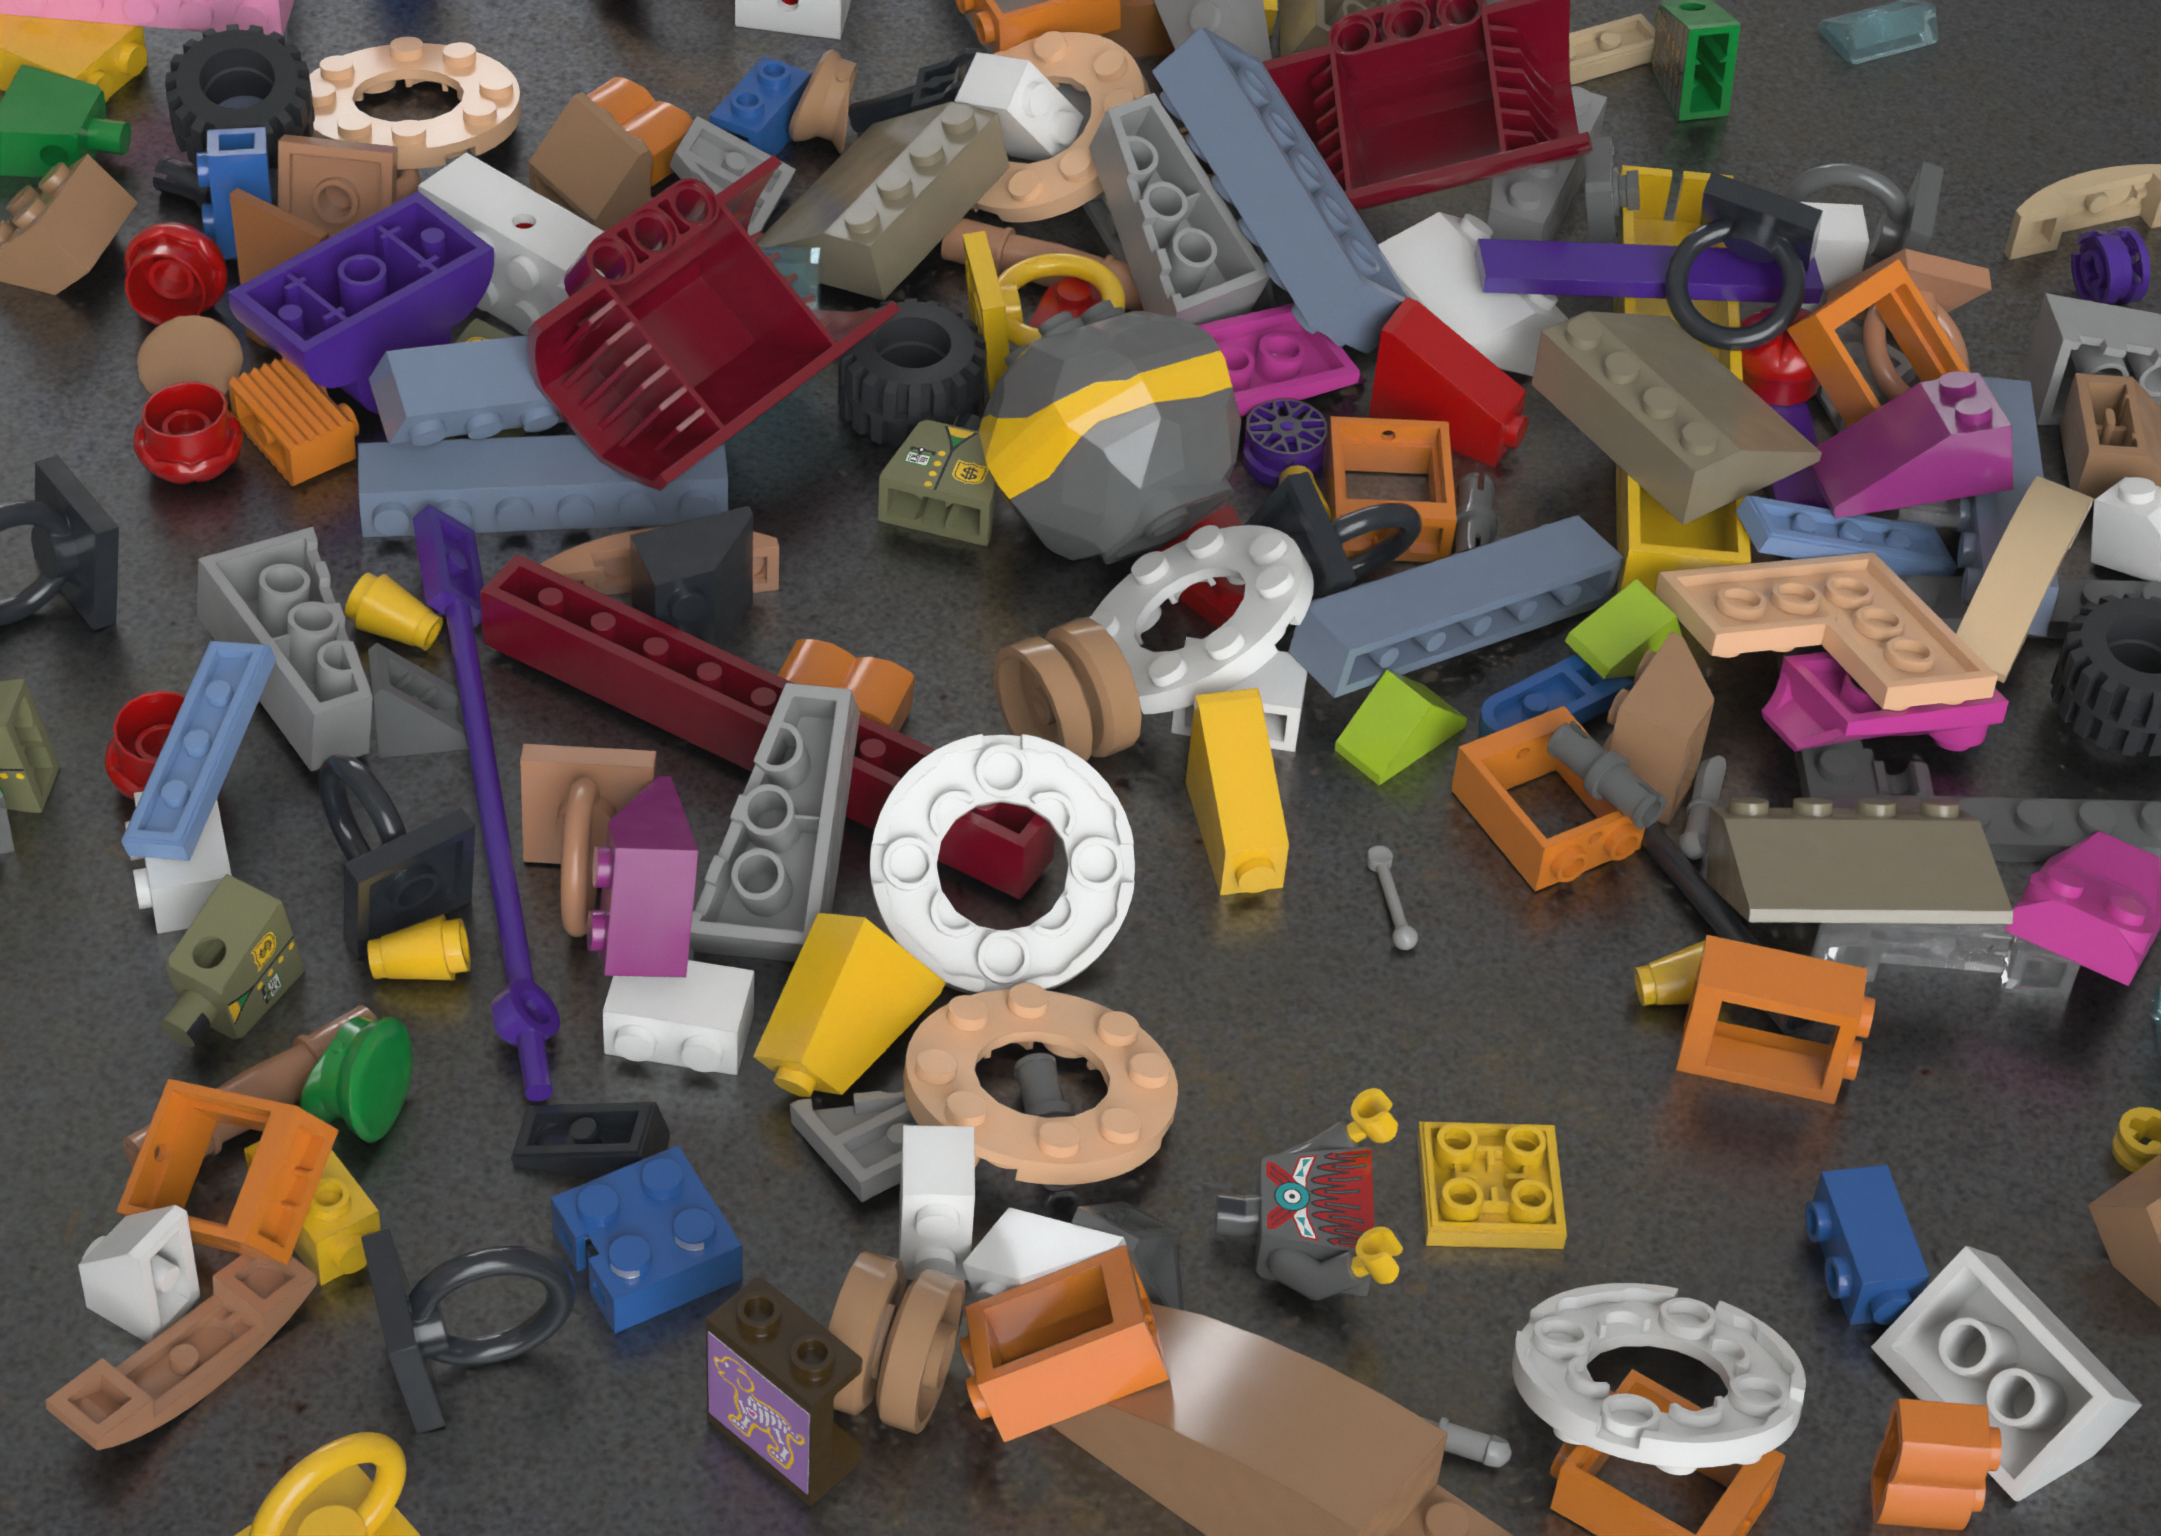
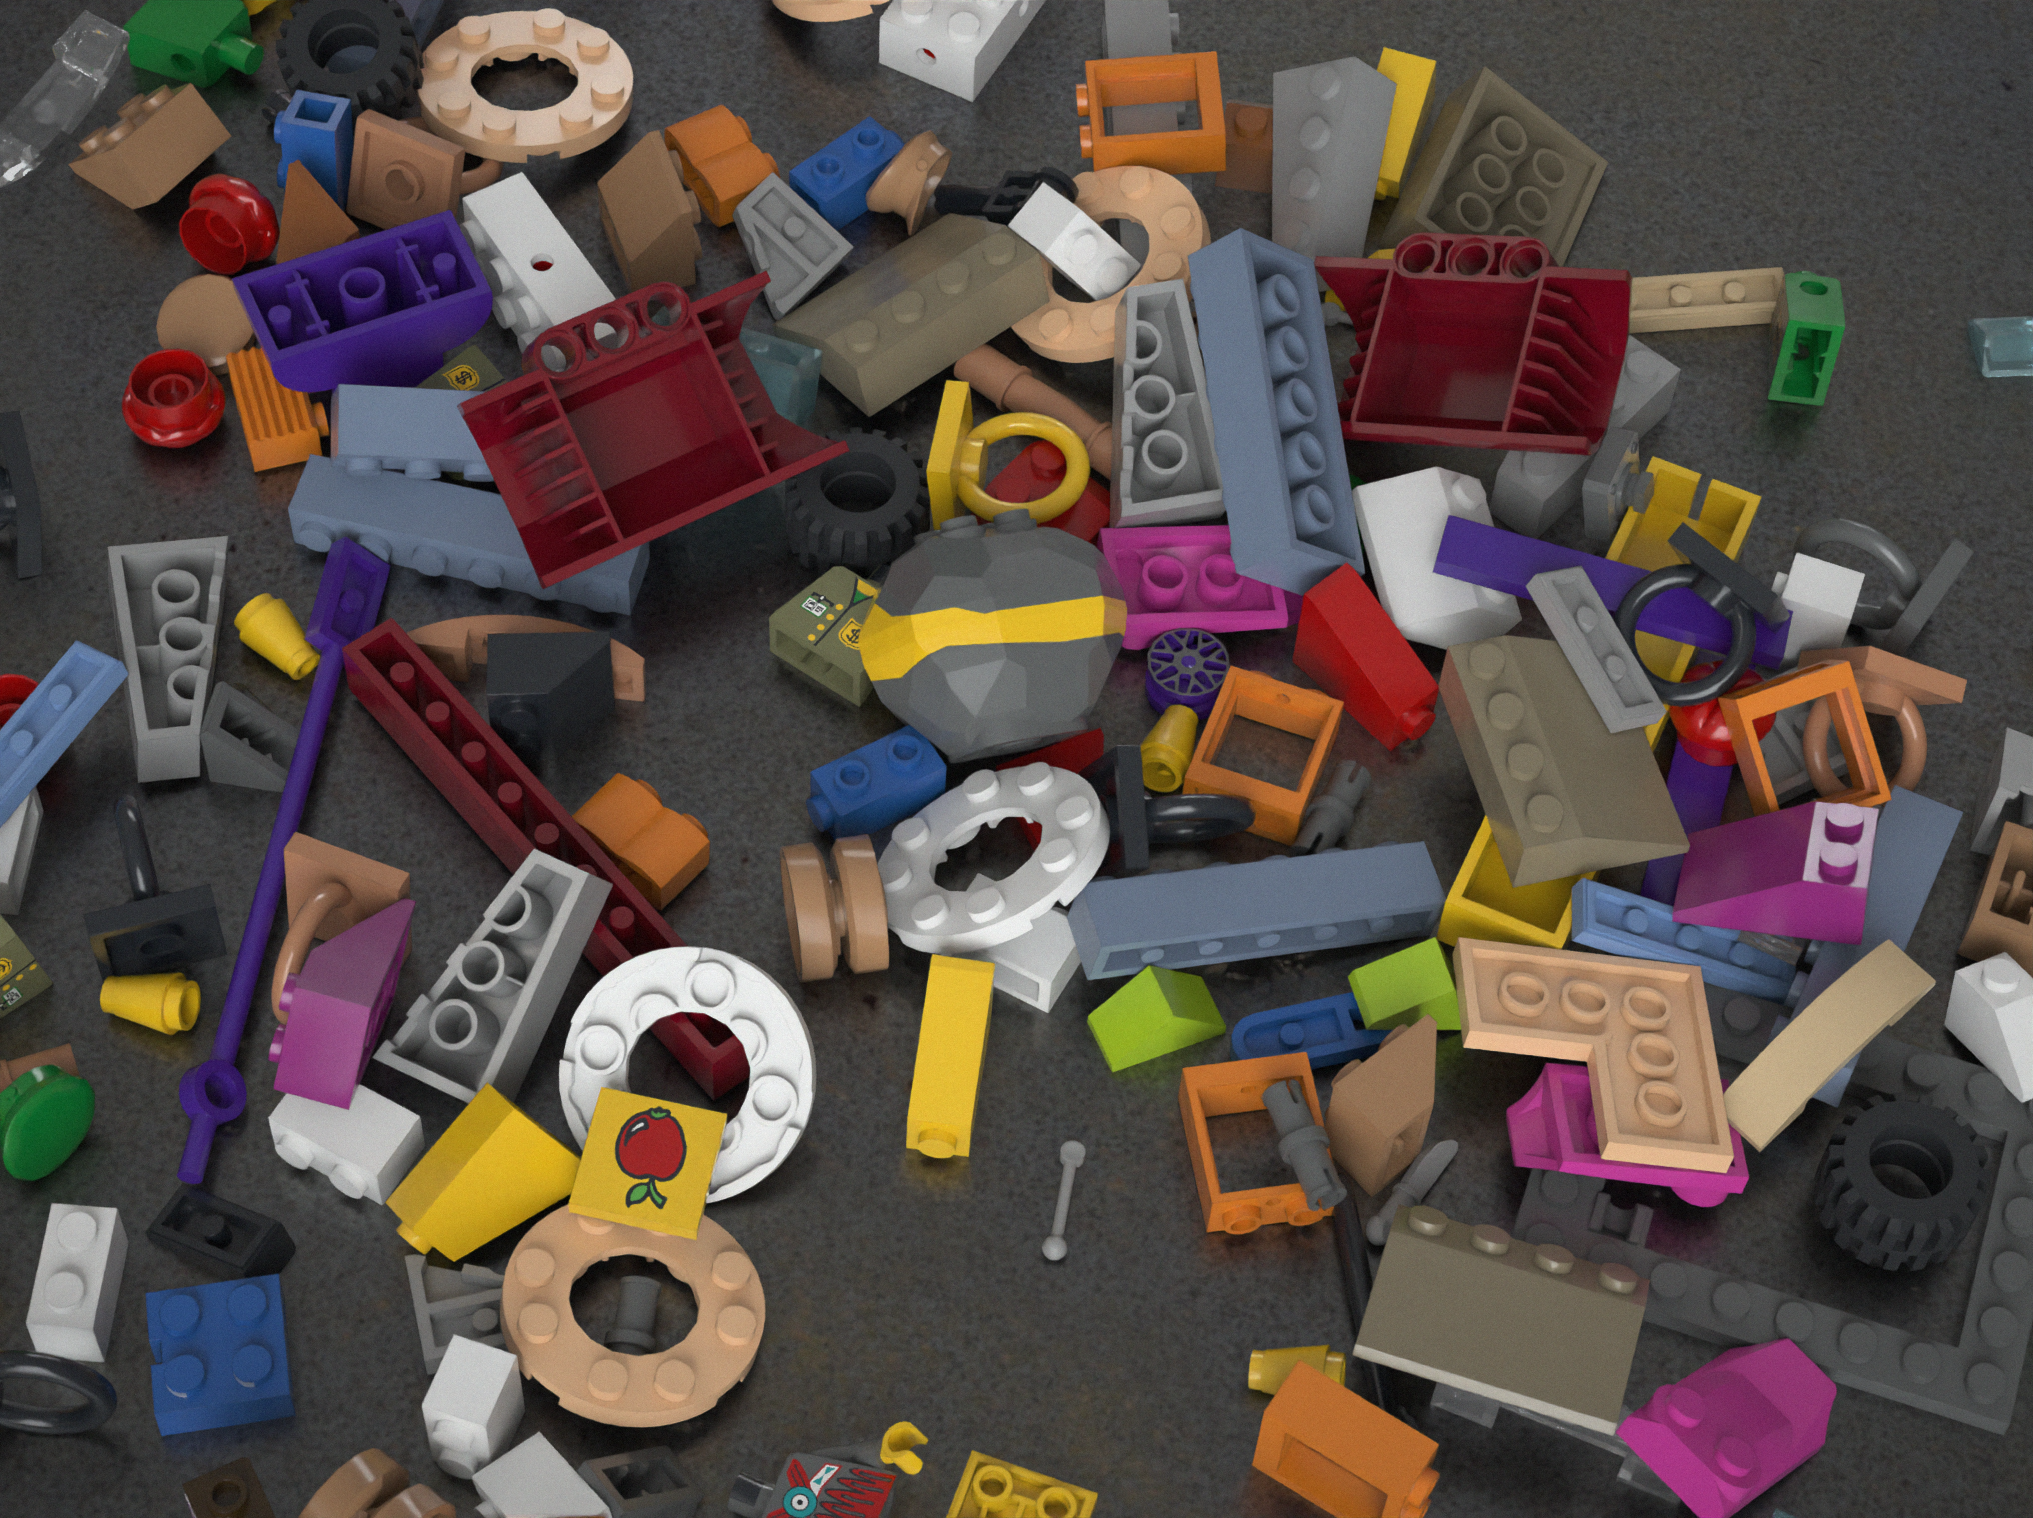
camera: 20 degrees right, 10 degrees up
(470, 1199) = (77, 1282): none -> white piece
(1001, 949) = (648, 1163): none -> yellow tile
(1046, 590) = (876, 785): none -> blue brick
(1665, 311) = (1596, 649): none -> light grey tile

